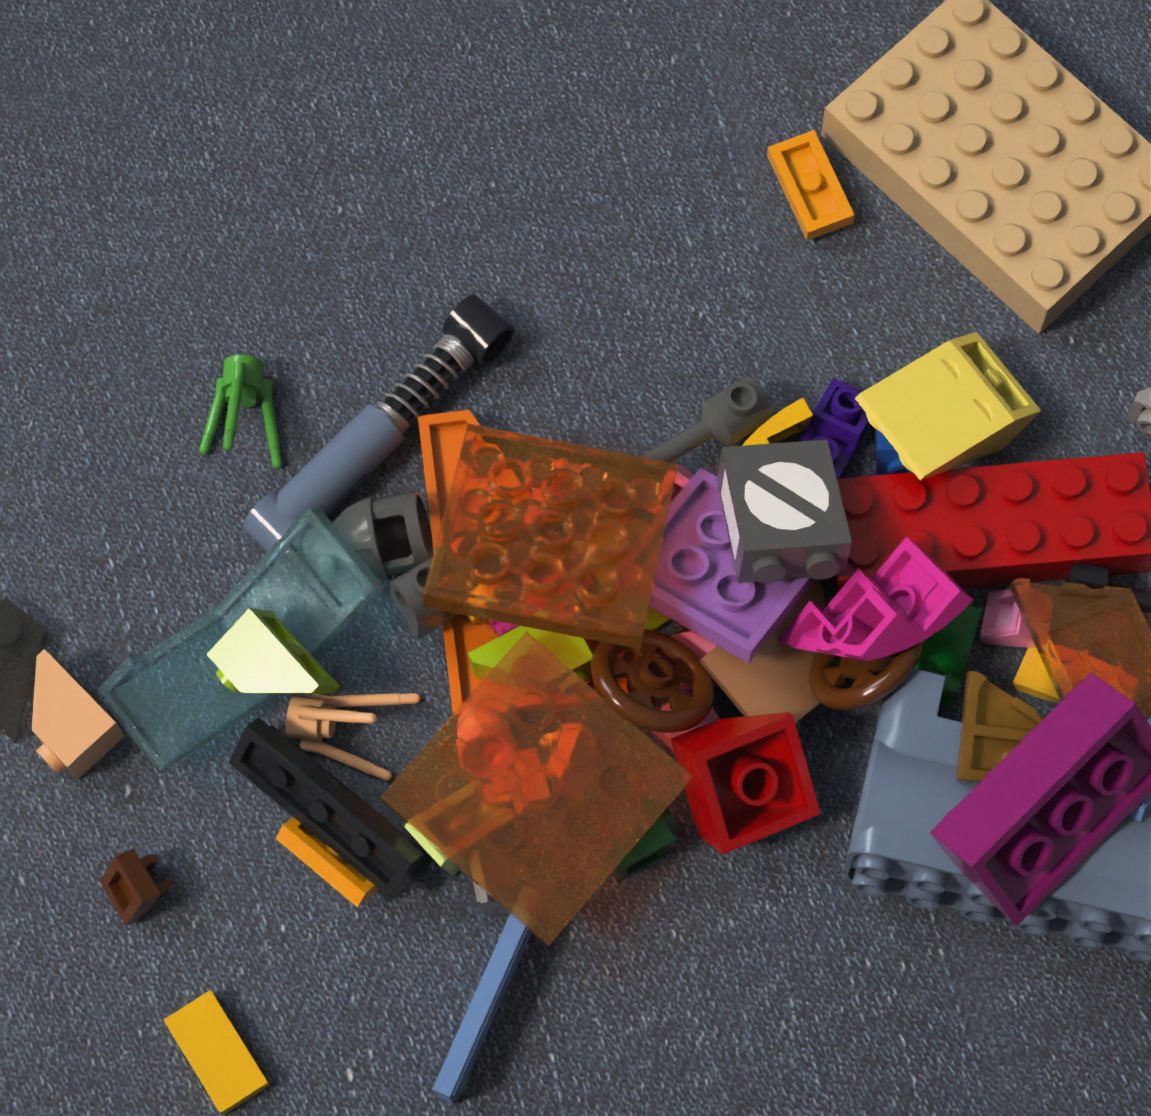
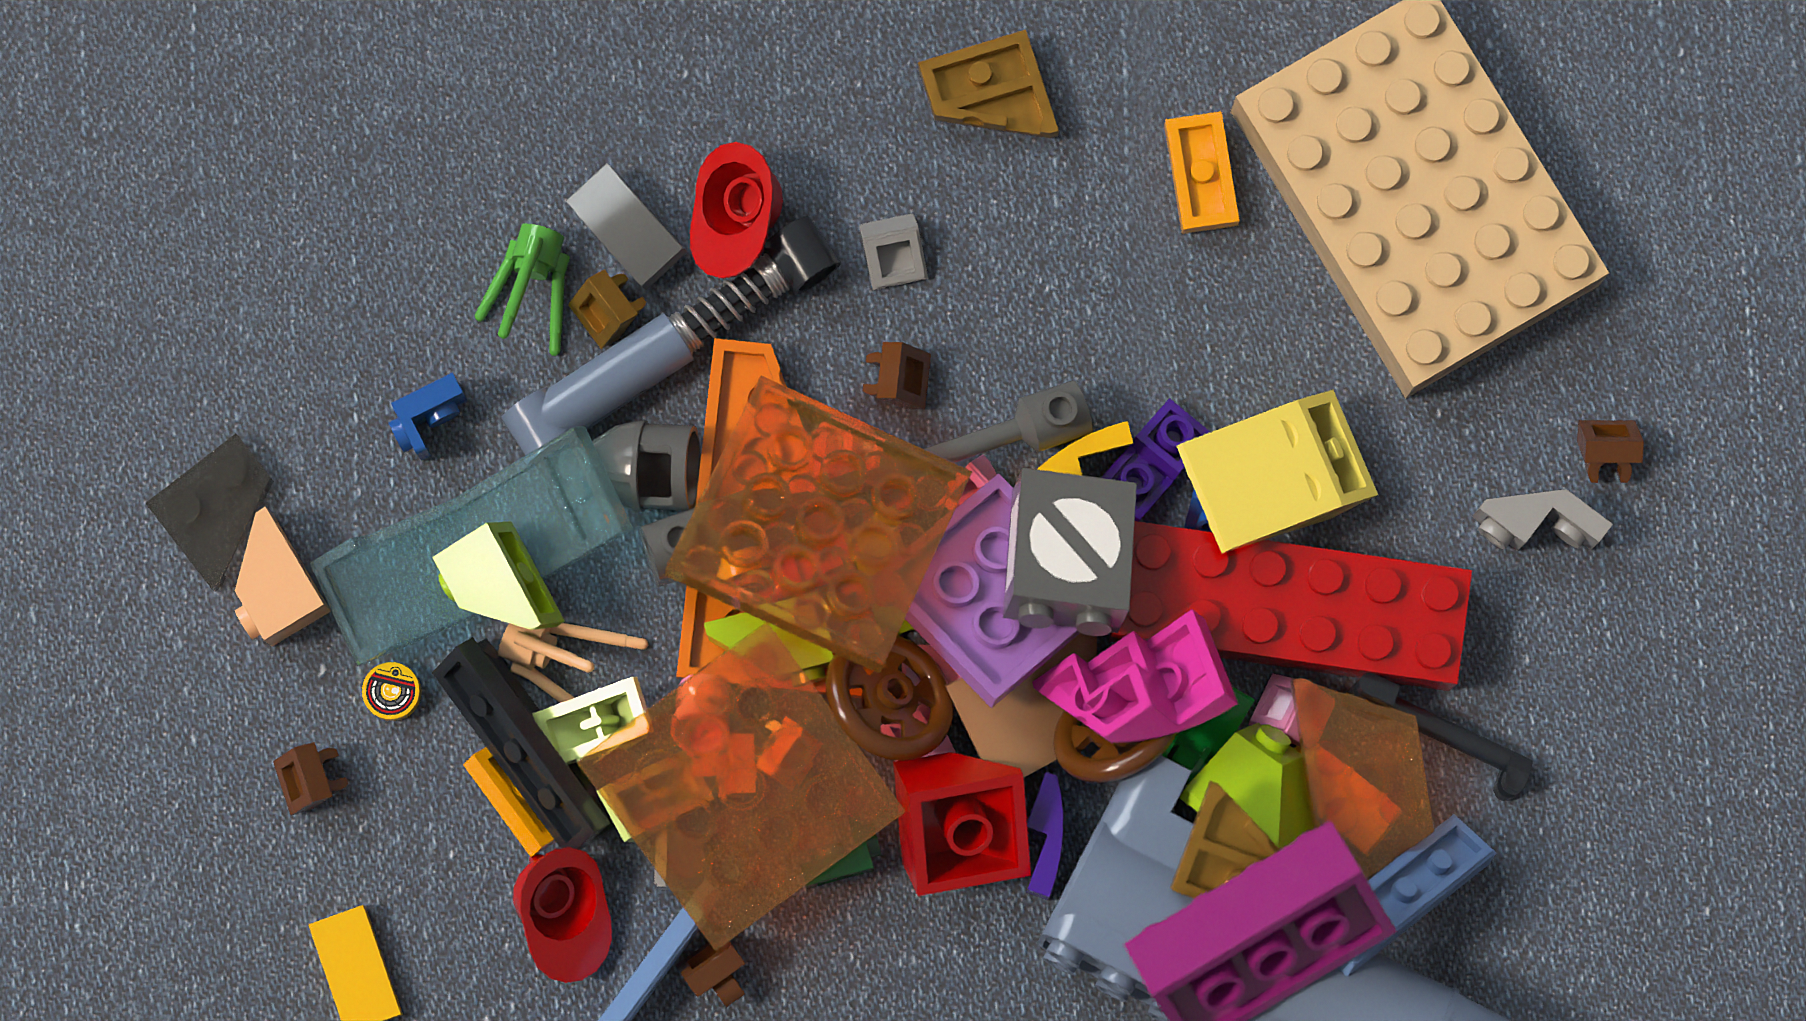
camera: 10 degrees right, 10 degrees up
(173, 531) = (430, 404): none -> blue bracket
(195, 792) = (391, 691): none -> tile
(313, 413) = (604, 307): none -> pearl gold tile
(317, 341) = (626, 226): none -> dark grey slope
(381, 764) = (590, 718): none -> yellowish green slope
(399, 950) = (564, 913): none -> red piece
(408, 301) = (733, 209): none -> red piece
(549, 970) = (713, 970): none -> reddish brown tile
(558, 313) = (893, 251): none -> light grey slope
(592, 411) = (901, 375): none -> reddish brown tile
(609, 157) = (990, 87): none -> pearl gold wing
(826, 771) = (1047, 822): none -> dark purple slope
(1009, 667) = (1263, 779): none -> lime slope

